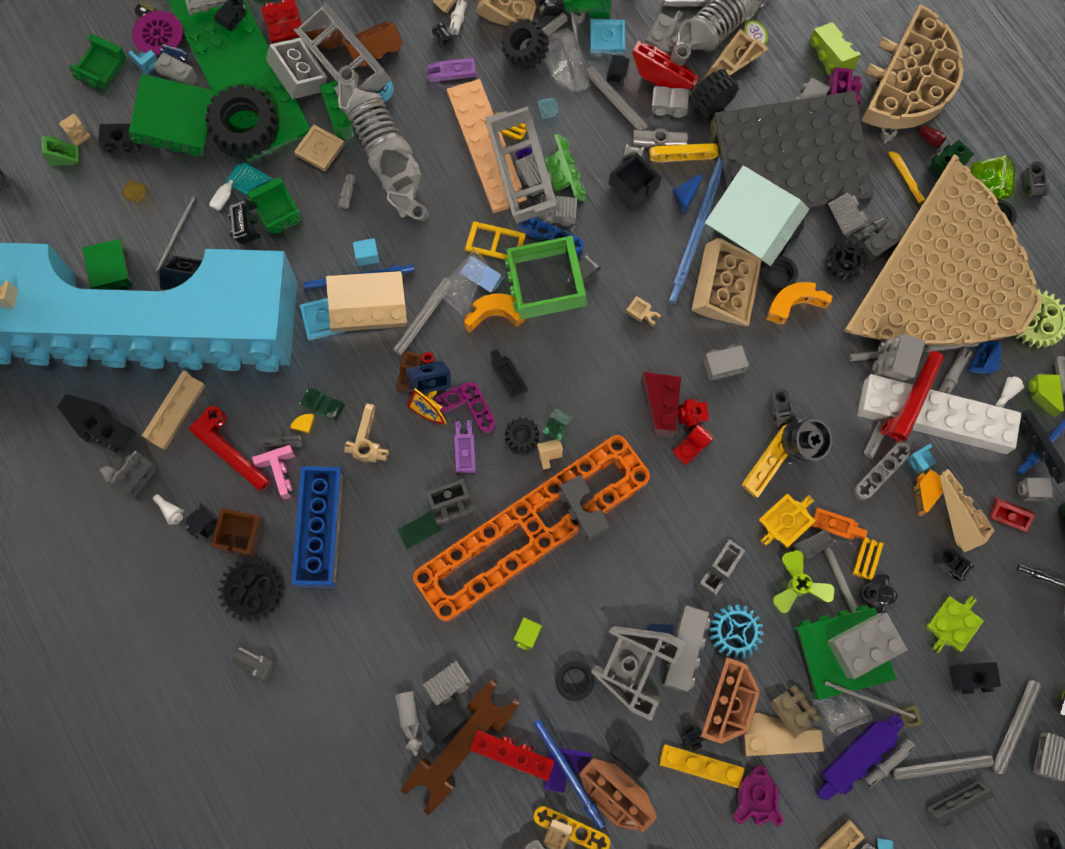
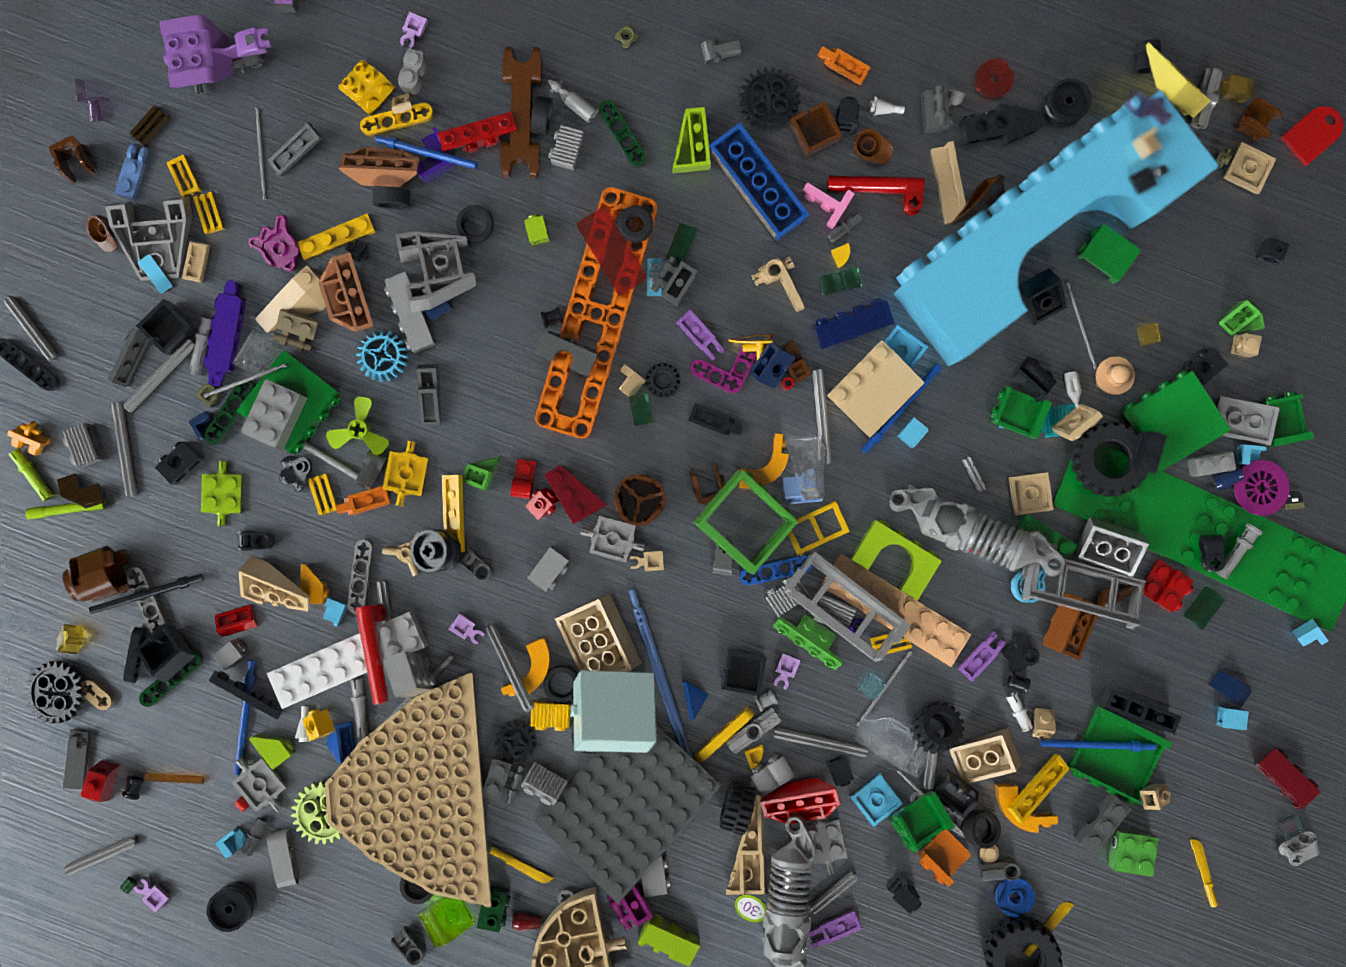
camera: 145 degrees right, 15 degrees up
(30, 272) = (1145, 178): none -> black plate
(30, 398) = (1067, 102): none -> black wheel
(55, 462) = (1003, 73): none -> clear red plate
(121, 79) = (1248, 420): none -> light grey plate
(159, 377) = (983, 197): none -> reddish brown piece
(168, 569) = (844, 64): none -> orange hinge
(185, 181) = (1115, 375): none -> light nougat plate
(205, 484) = (873, 146): none -> reddish brown piece
(212, 95) = (1148, 452): none -> black window
(242, 165) = (1077, 422): none -> tan plate
(315, 741) = (626, 30): none -> olive plate
(340, 362) = (853, 323): none -> clear blue brick
(342, 601) = (693, 143): none -> lime wedge
(392, 659) = (623, 133): none -> dark green beam
(424, 54) = (1017, 653): none -> black plate
(441, 555) = (644, 215): none -> black tyre
(454, 199) = (922, 562): none -> lime arch
(460, 525) = (654, 267): none -> medium azure sticker
(480, 564) = (611, 251): none -> clear red piece
(536, 102) = (883, 690): none -> light grey piece
(548, 319) = (706, 498): none -> reddish brown piece
(571, 553) = (552, 317): none -> black bush
(599, 164) = (786, 667): none -> lavender plate
(620, 345) = (629, 490): none -> reddish brown piece
(657, 348) = (612, 539): none -> light grey plate
(672, 124) = (754, 755): none -> yellow tile
(724, 474) = (481, 473): none -> bright green slope
(806, 258) = (551, 715): none -> yellow brick
(812, 311) = (510, 668): none -> light grey axle
(825, 370) = (464, 626): none -> lavender plate
(831, 461) = (403, 553): none -> tan piece
(902, 689) = (227, 410): none -> dark green beam
(905, 802) = (167, 325): none -> black piece
(931, 690) = (201, 423): none -> dark blue panel
(998, 382) = (318, 724): none -> yellow brick

